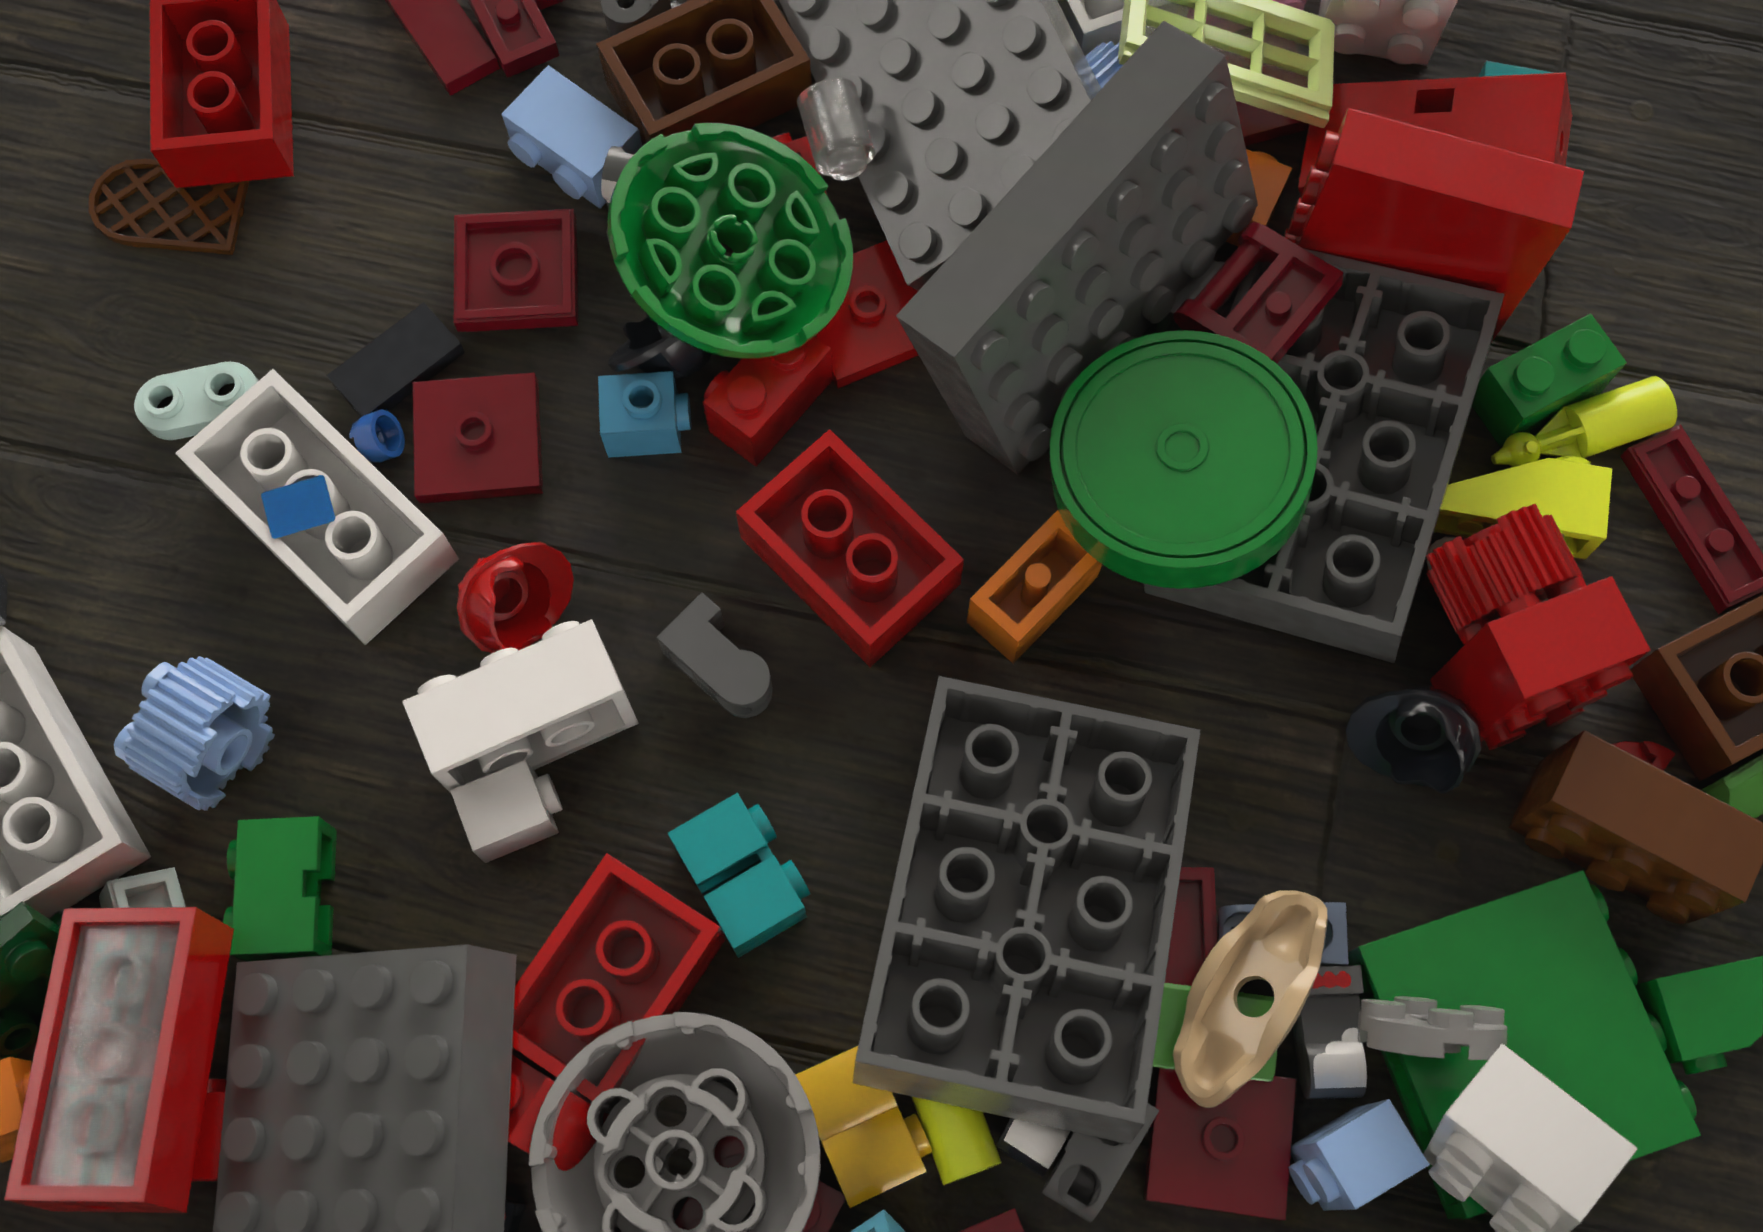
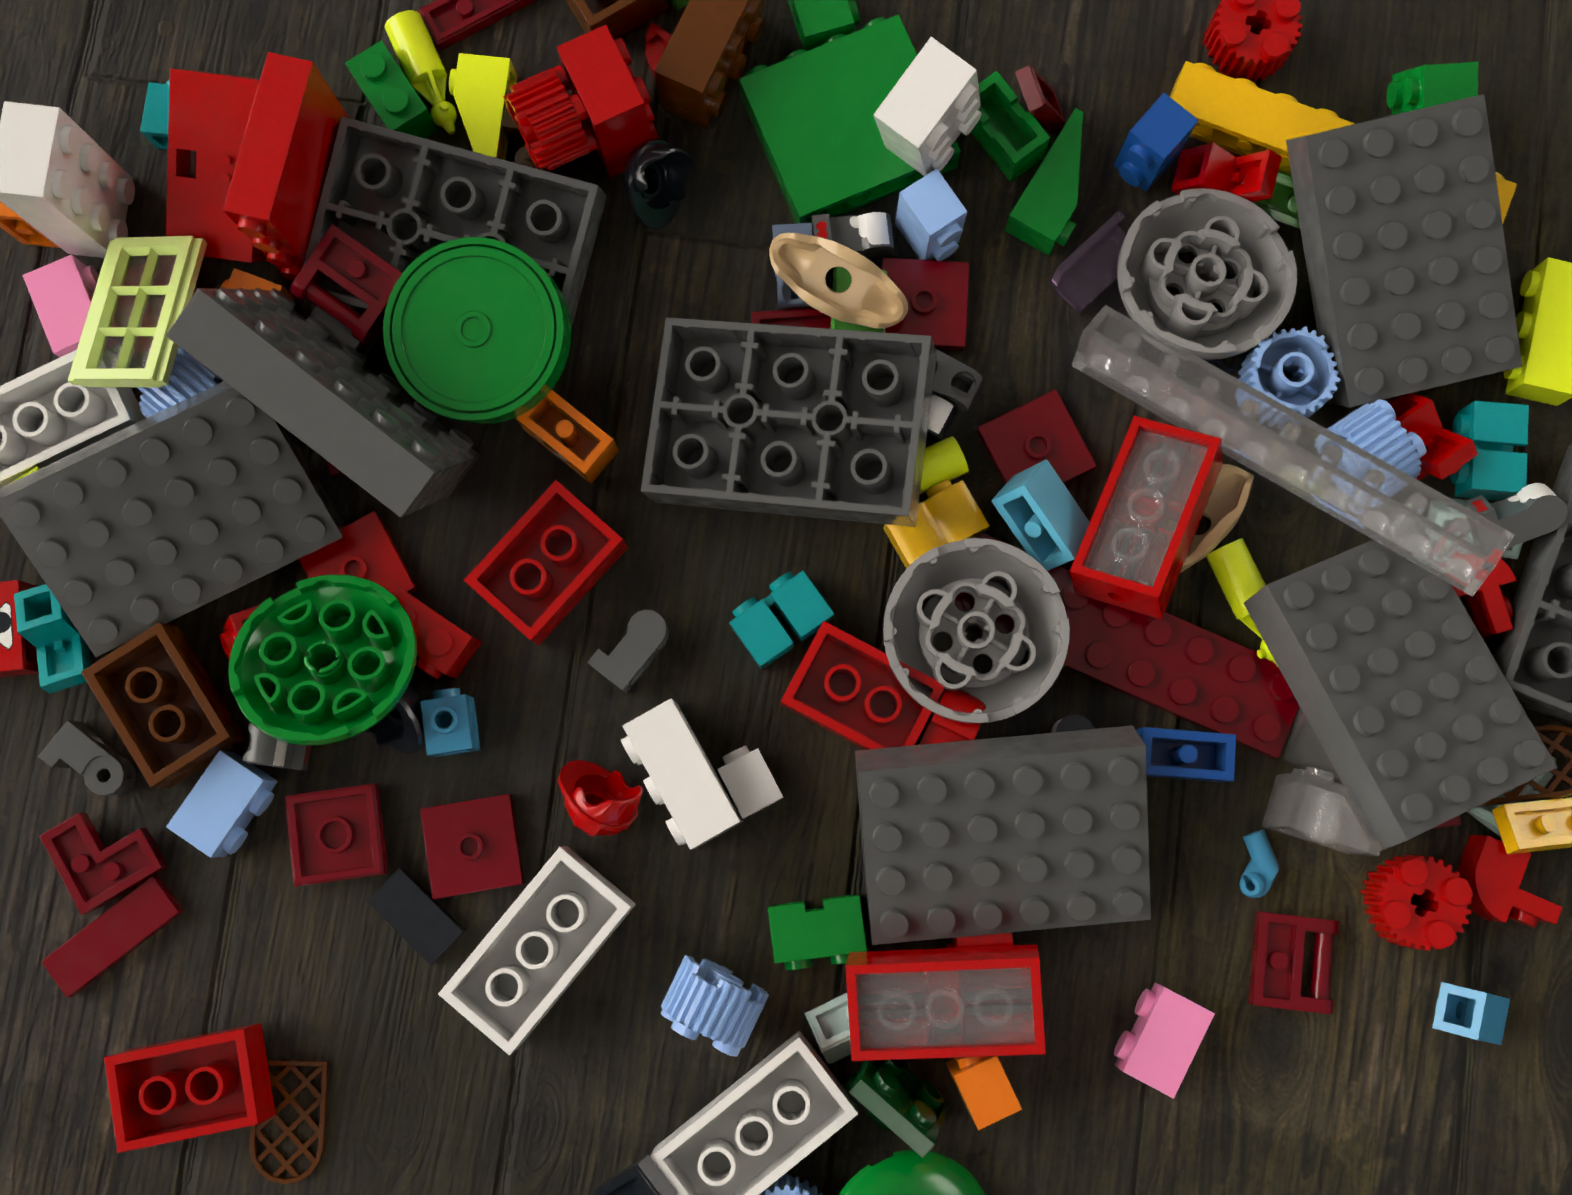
camera: 90 degrees left, 10 degrees up
(194, 398) = (458, 1061): light aqua plate -> none
(298, 506) = (546, 955): clear blue sticker -> none
(390, 435) = (477, 918): blue hinge -> none
(836, 128) = (224, 593): clear brick -> none
(1424, 1030) = (857, 168): light grey plate -> none

